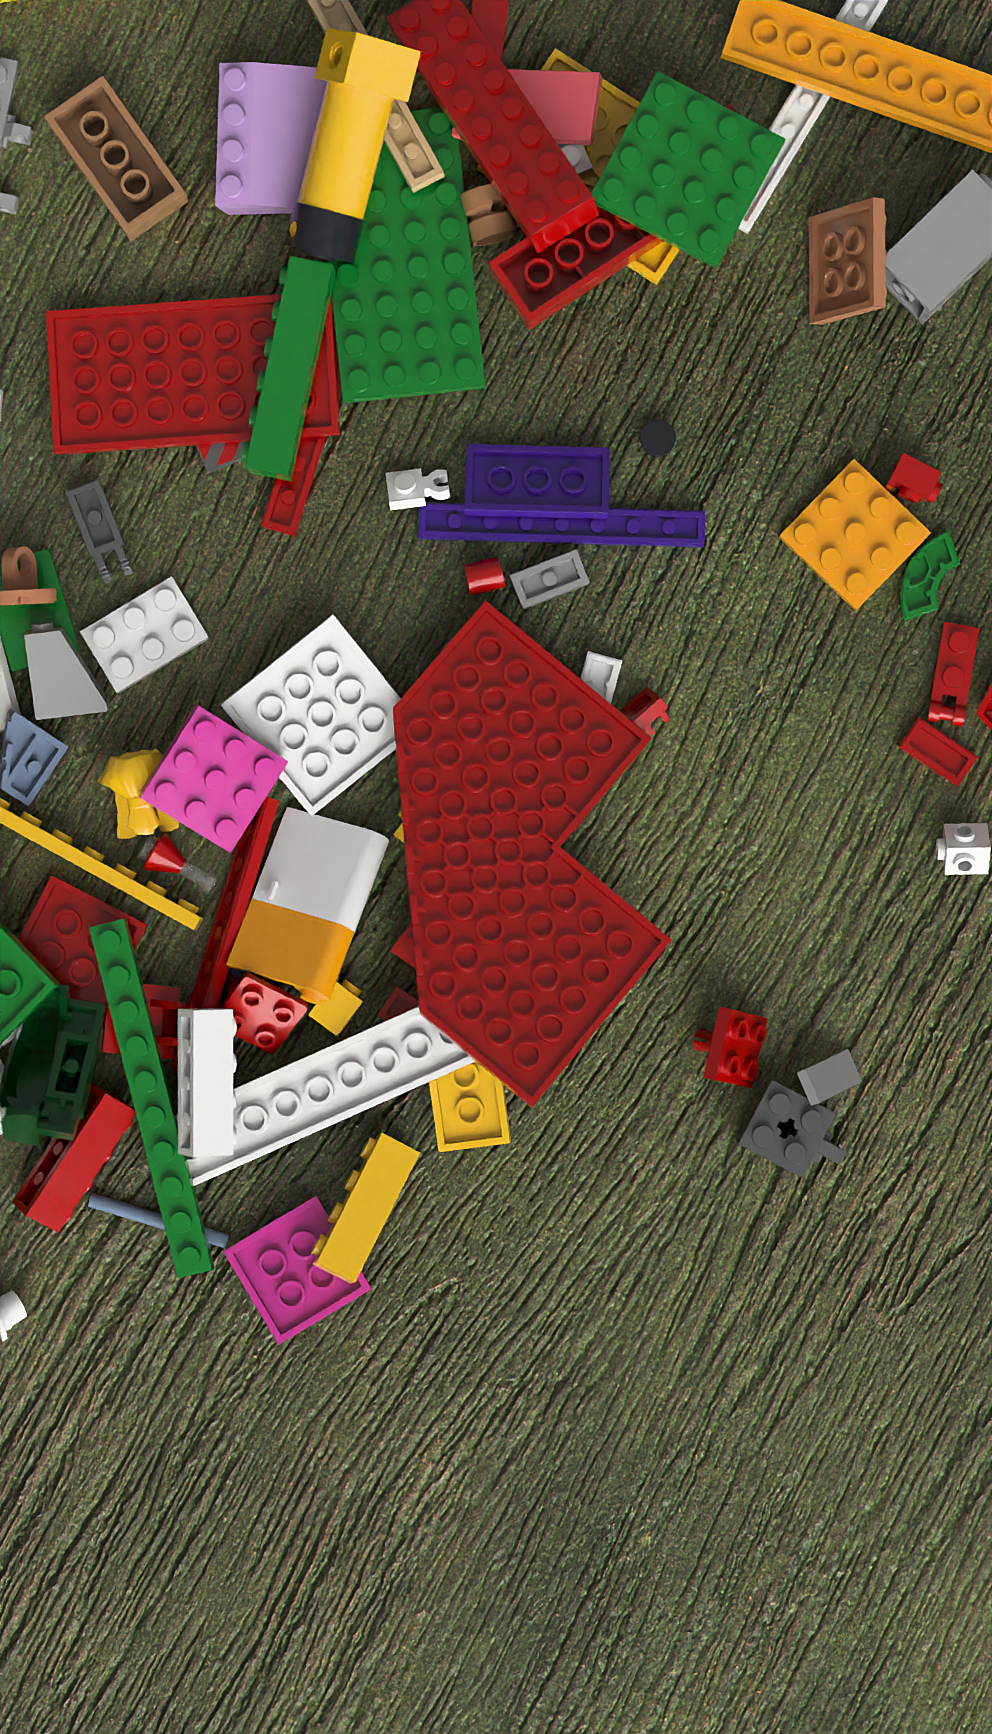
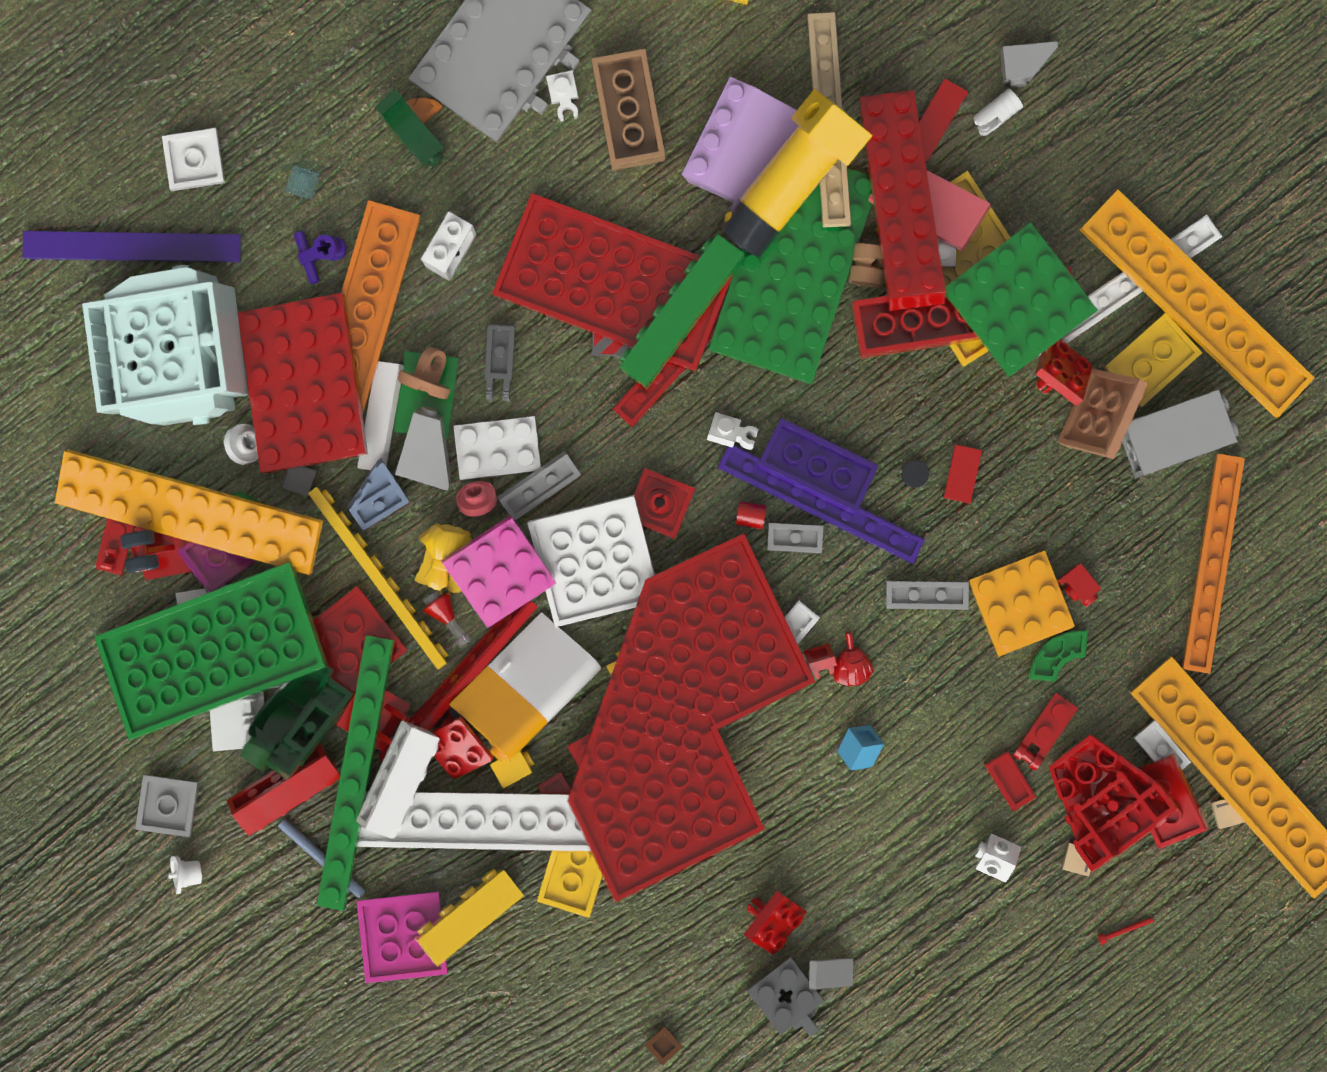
camera: 20 degrees right, 0 degrees up
(28, 173) = (562, 91): none -> white plate
(147, 705) = (476, 498): none -> coral plate
(215, 656) = (539, 486): none -> light grey plate
(371, 609) = (662, 502): none -> red plate
(668, 1255) = (663, 1045): none -> reddish brown plate
(687, 699) = (852, 665): none -> red piece
(714, 413) = (962, 474): none -> red tile
(738, 576) = (927, 595): none -> light grey plate
(741, 793) = (860, 747): none -> dark azure panel
(778, 233) = (1064, 371): none -> red plate
(881, 165) = (1156, 356): none -> yellow plate

